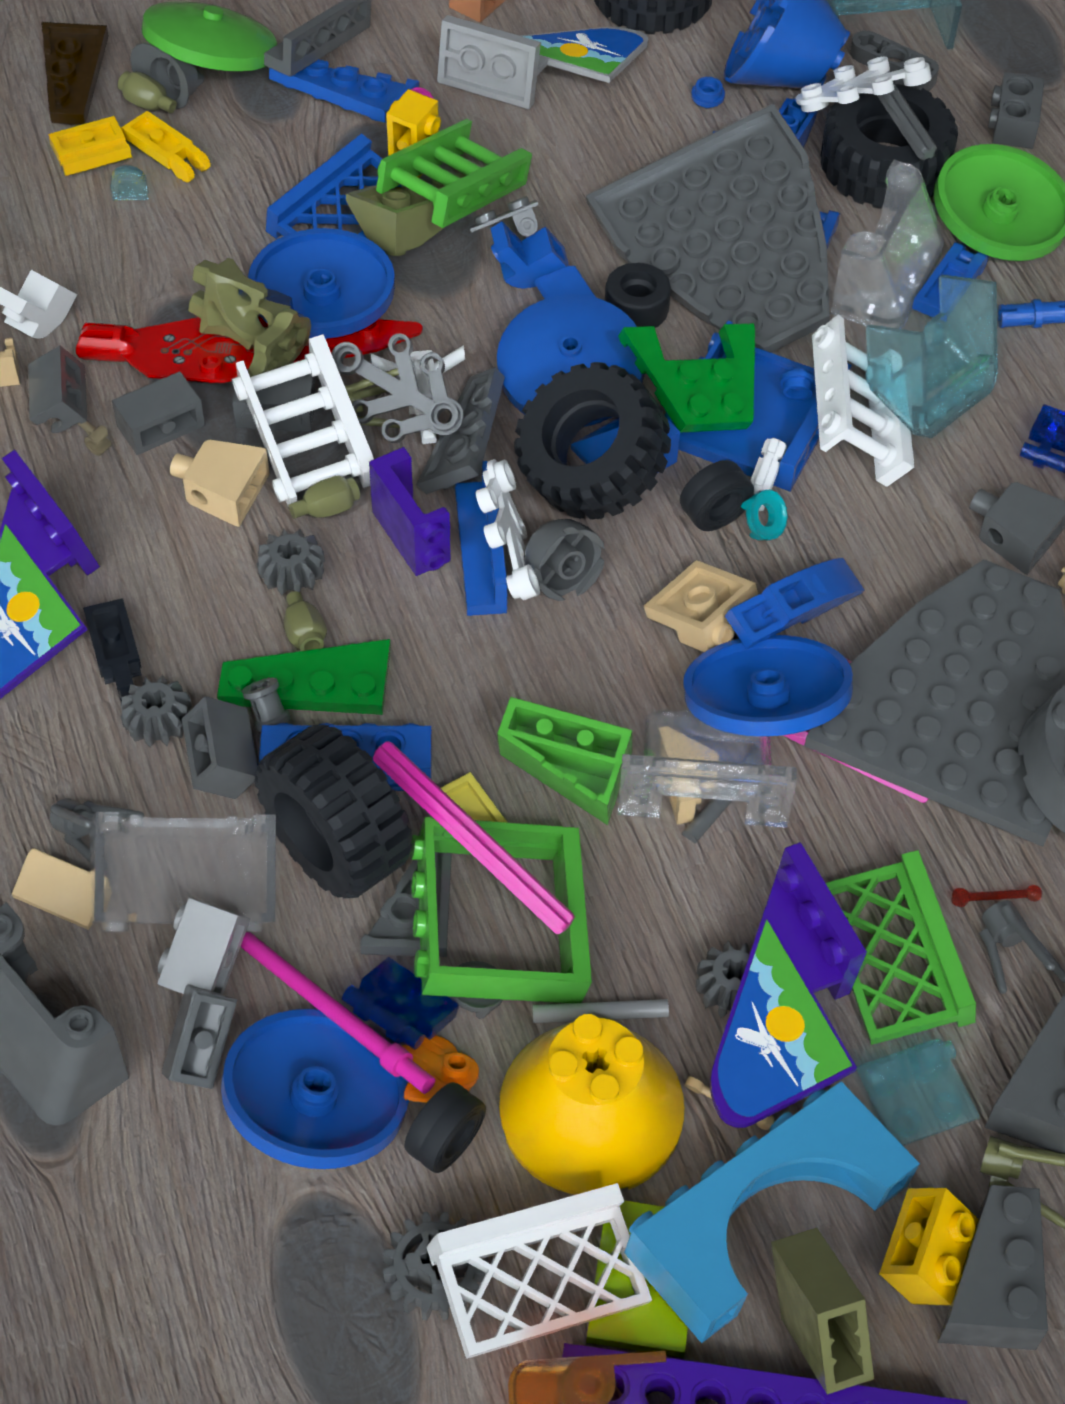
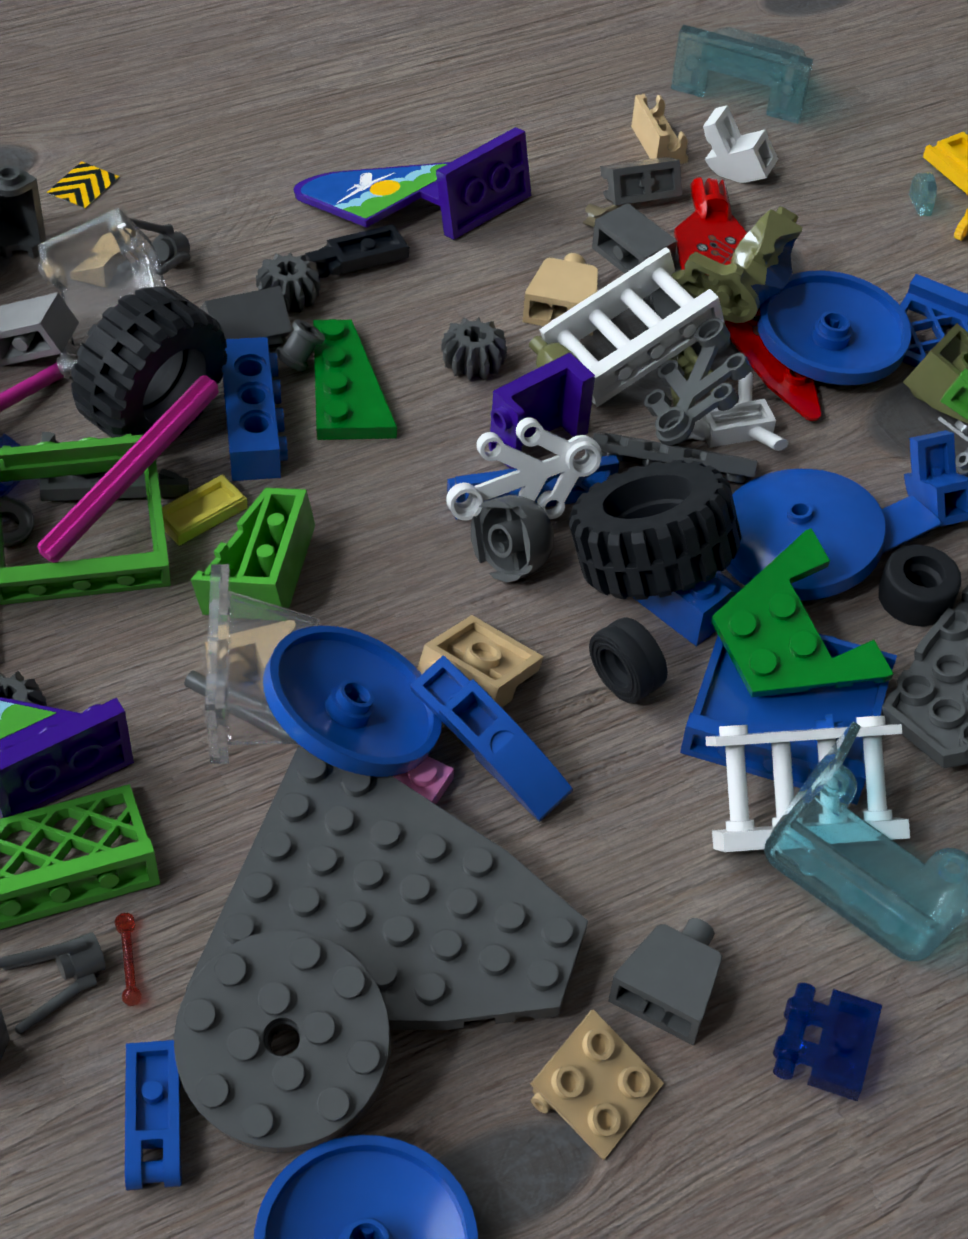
camera: 80 degrees right, 5 degrees down
(303, 623) = (405, 368): olive plant -> none
(768, 466) = (677, 709): white axle -> none
(776, 511) = (605, 721): teal piece -> none

